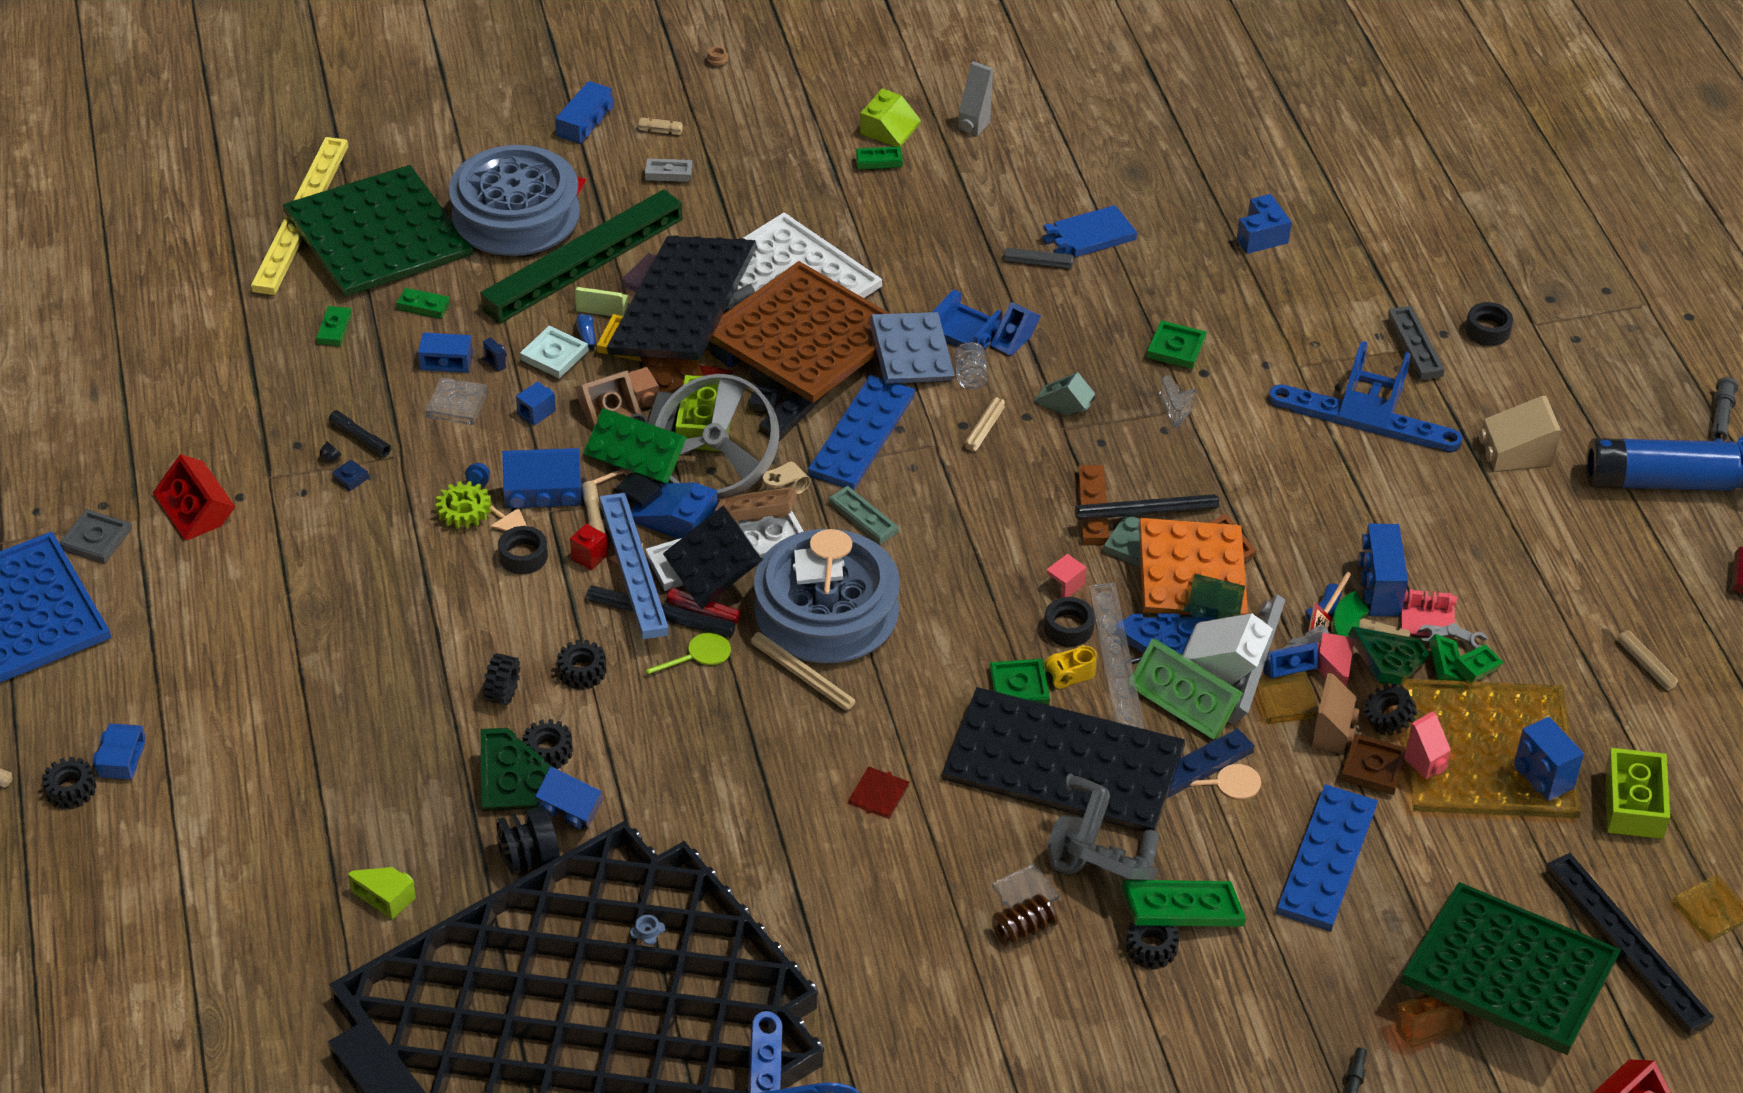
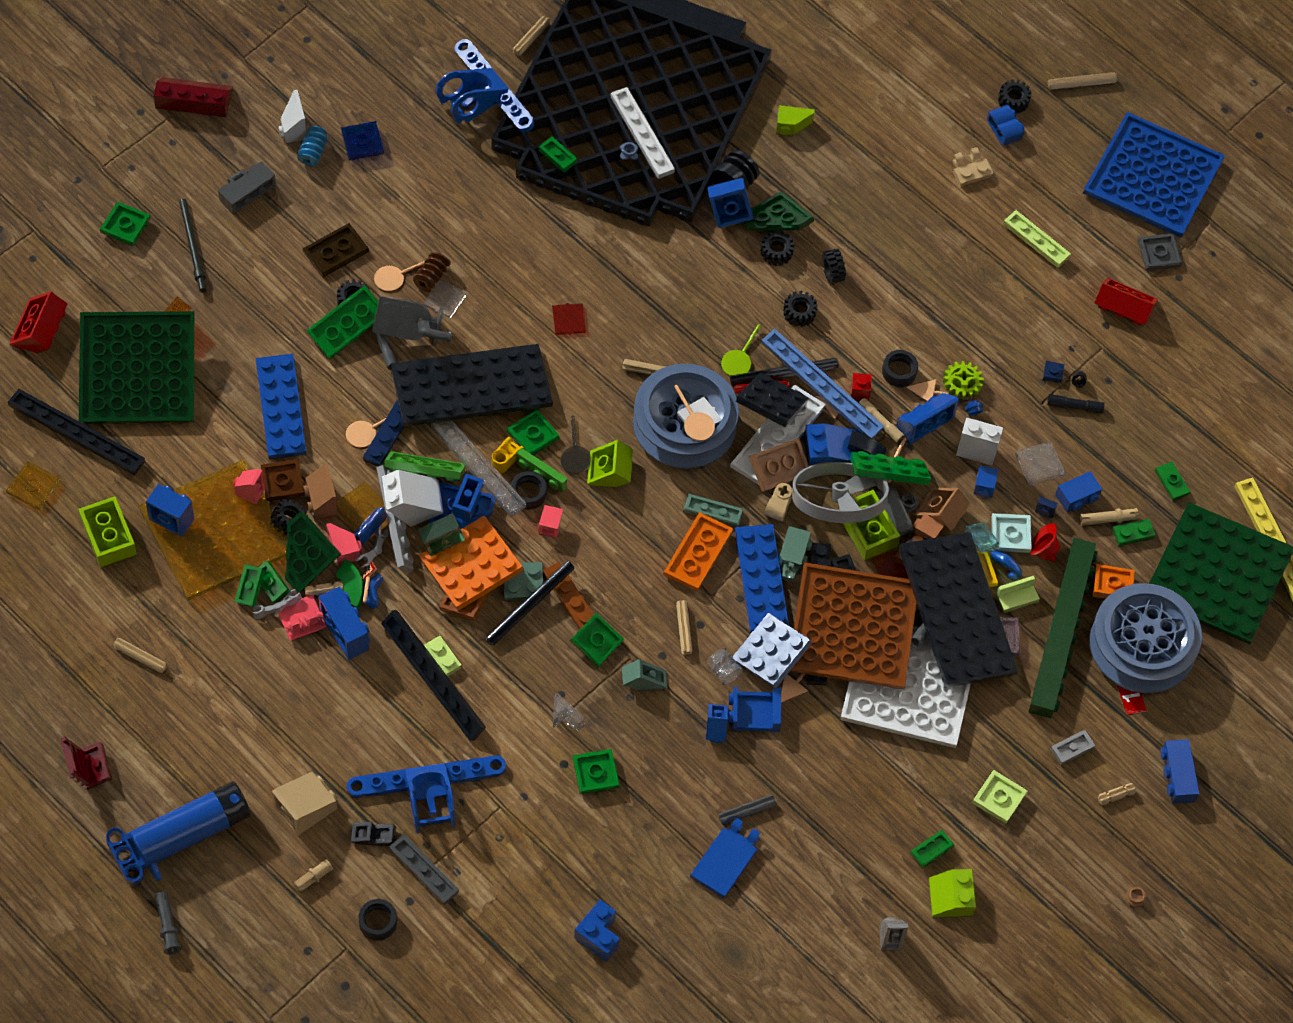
camera: 145 degrees right, 15 degrees up
(216, 722) = (972, 172): none -> tan plate
(223, 609) = (1036, 238): none -> yellowish green plate
(427, 318) = (1109, 517): none -> tan pin
(493, 262) = (1109, 579): none -> orange plate
(511, 420) = (979, 441): none -> white brick
(529, 321) = (1046, 543): none -> red piece
(591, 353) = (983, 537): none -> clear light blue plate
(609, 944) = (642, 133): none -> white plate
(749, 968) = (558, 154): none -> green plate
(777, 165) = (999, 796): none -> yellowish green plate
(807, 432) = (793, 552): none -> sand green hinge
(914, 479) = (698, 551): none -> orange plate
(953, 601) = (610, 465): none -> lime slope
(985, 635) = (576, 458): none -> clear smoke piece
(1037, 629) = (533, 464): none -> bright green plate
(1080, 953) = (391, 278): none -> light nougat piece
(1093, 448) = (596, 639): none -> green tile
(1138, 1022) = (335, 250): none -> dark brown tile
(1158, 617) = (467, 497): none -> blue brick
(1279, 512) = (443, 655): none -> yellowish green plate
(1303, 495) = (433, 675): none -> black plate
(1458, 398) = (376, 835): none -> black slope
(1539, 385) = (313, 875): none -> tan axle

